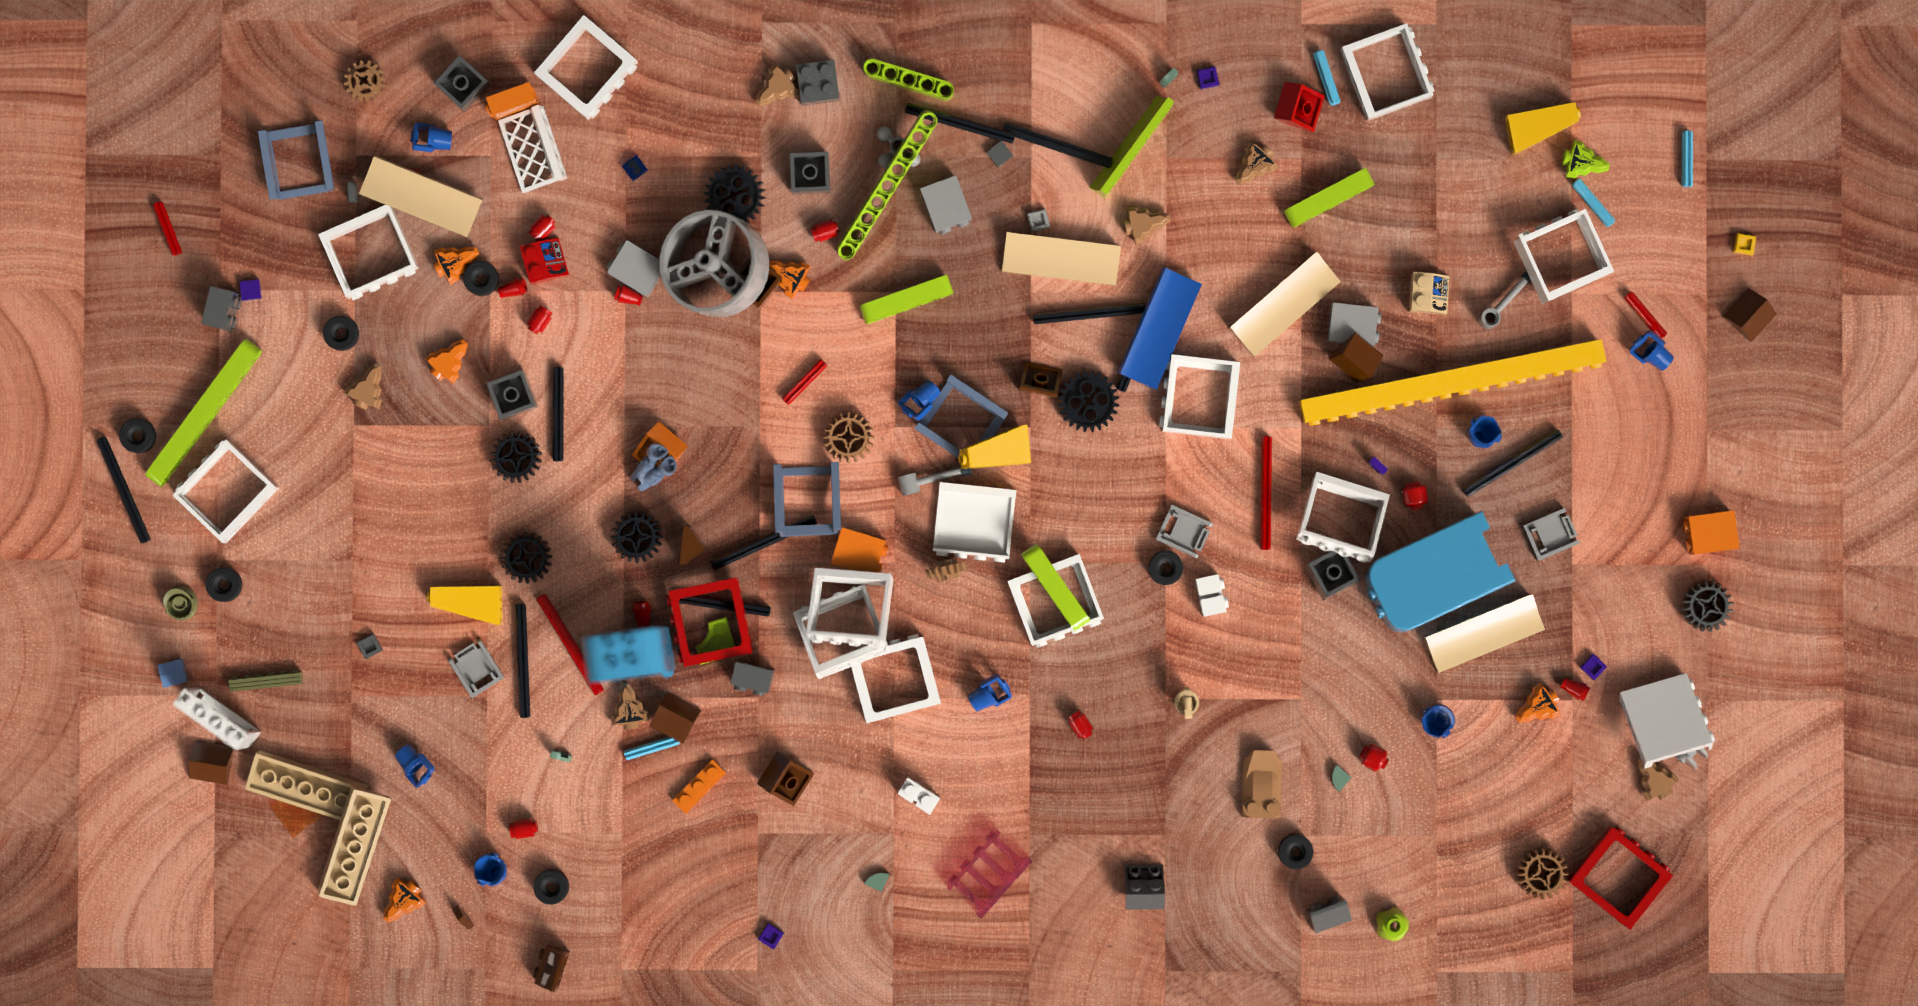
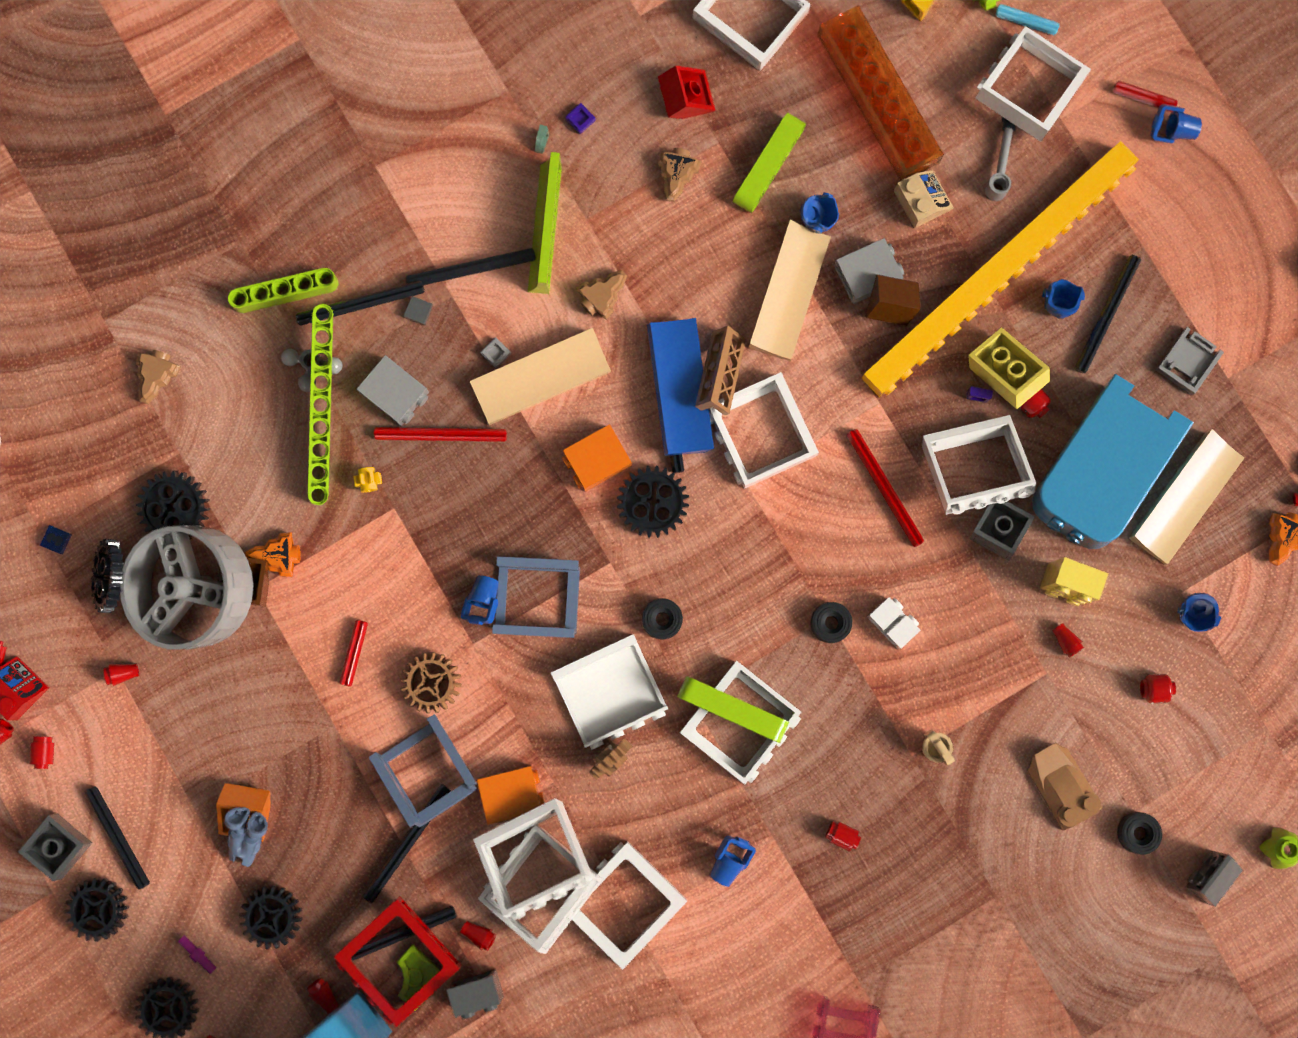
camera: 30 degrees left, 5 degrees down
(568, 532) = (197, 954): none -> magenta bar
(635, 268) = (111, 641): light grey brick -> none
(668, 210) = (107, 588): none -> black gear
(691, 546) = (330, 894): reddish brown slope -> none
(777, 639) = (479, 935): none -> red cone
(810, 173) = (236, 439): dark grey brick -> none
(818, 82) = (193, 346): dark grey brick -> none
(825, 230) = (285, 488): red brick -> none
(888, 260) = (367, 479): none -> yellow gear
(906, 299) = (408, 508): lime beam -> none
(911, 484) = (522, 692): light grey piece -> none
(924, 798) = (726, 1010): white piece -> none
(961, 257) = (440, 434): none -> red axle
(1002, 449) = (593, 603): yellow slope -> none
(1040, 380) = (592, 509): reddish brown slope -> none
(1048, 481) = (662, 606): none -> black tyre
(1066, 344) = (596, 458): none -> orange brick
(1090, 313) = (600, 414): black axle -> none
(1144, 887) = (1010, 965): dark grey slope -> none
(1186, 533) = (830, 573): light grey container -> none
(1194, 331) = (715, 368): none -> medium nougat fence
(1326, 77) = (696, 50): medium azure axle -> none
(1330, 685) = (1068, 640): none -> red cone
(1339, 778) = (1136, 730): sand green tile -> none
(1342, 259) = (819, 212): none -> blue cap
(1358, 643) = (1073, 581): none -> light yellow brick
(1410, 460) = (1009, 368): none -> light yellow brick
(1443, 195) = (880, 93): none -> clear orange brick
(1750, 314) = (1244, 36): reddish brown slope -> none

